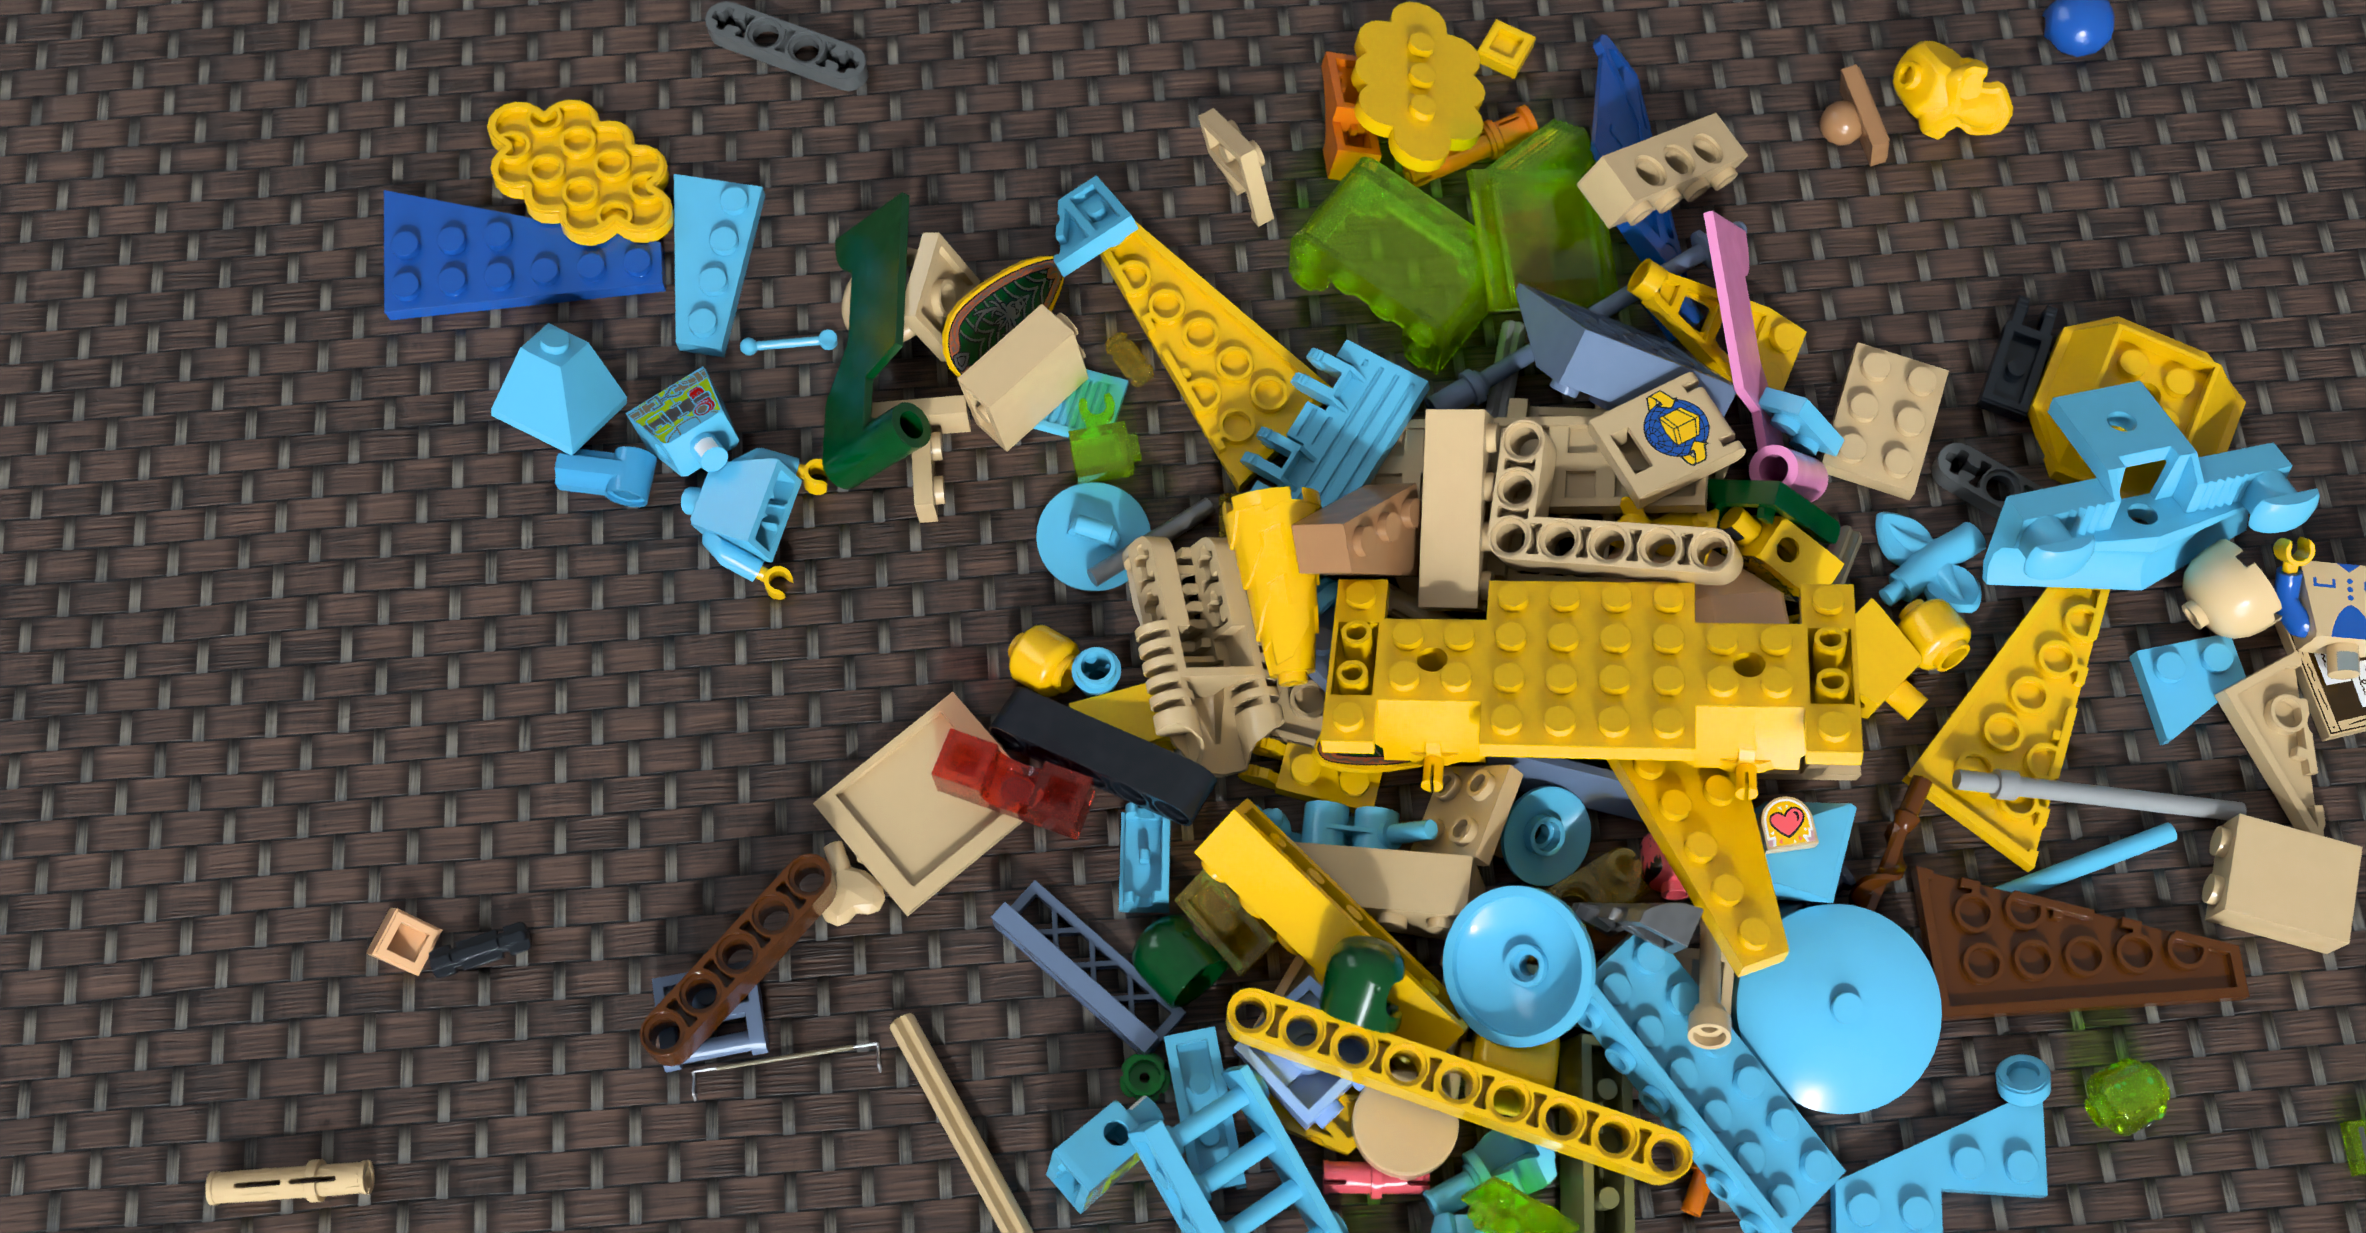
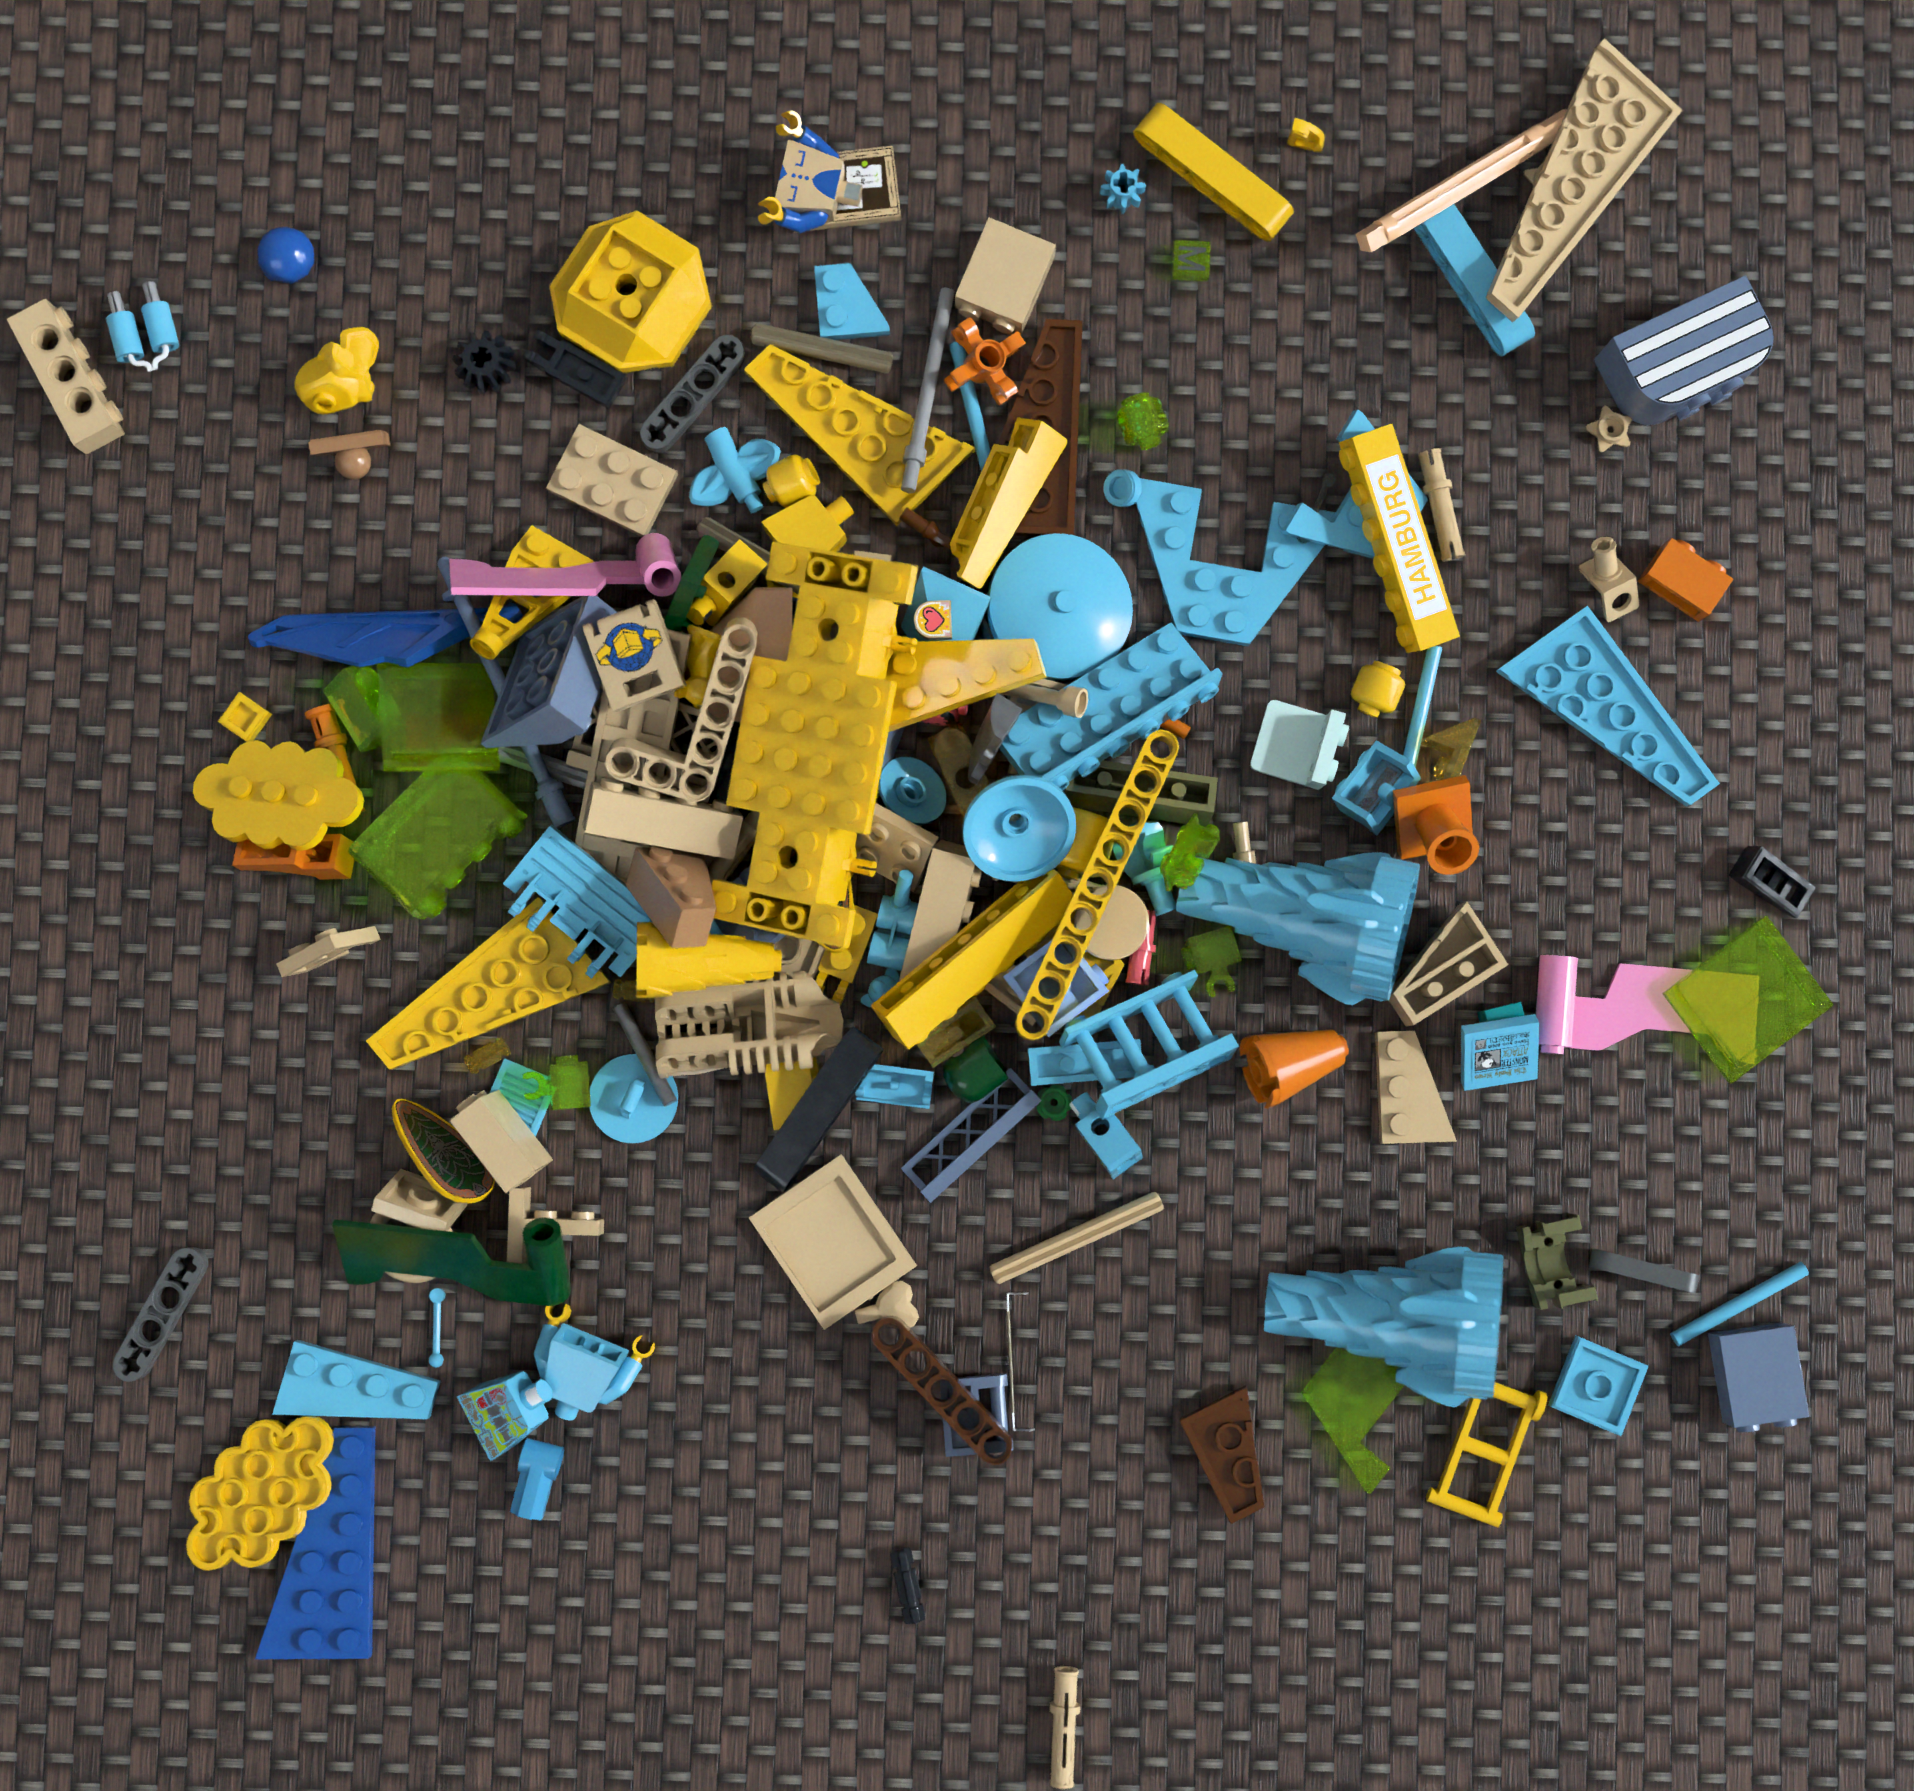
camera: 85 degrees left, 15 degrees up
(404, 941) = (893, 1644): light nougat slope -> none
(558, 391) = (463, 1514): medium azure slope -> none
(987, 777) = (833, 1177): clear red arch -> none
(1043, 660) = (733, 1145): yellow head -> none
(1089, 224) = (368, 1075): medium azure wing -> none
(1096, 671) = (741, 1107): medium azure cone -> none
(1359, 983) = (1023, 942): dark green helmet -> none
(1662, 171) = (387, 613): tan brick -> none
(1801, 422) = (617, 547): medium azure plate -> none
(1976, 910) = (1003, 497): none -> yellow wedge
(2001, 252) = (475, 354): none -> black gear
(2085, 530) = (733, 353): medium azure piece -> none
(2121, 670) = (822, 348): none -> dark tan axle
(2176, 869) = (973, 369): none -> orange pin
(2228, 595) = (788, 263): tan cylinder -> none
(2277, 736) = (888, 254): tan wing -> none

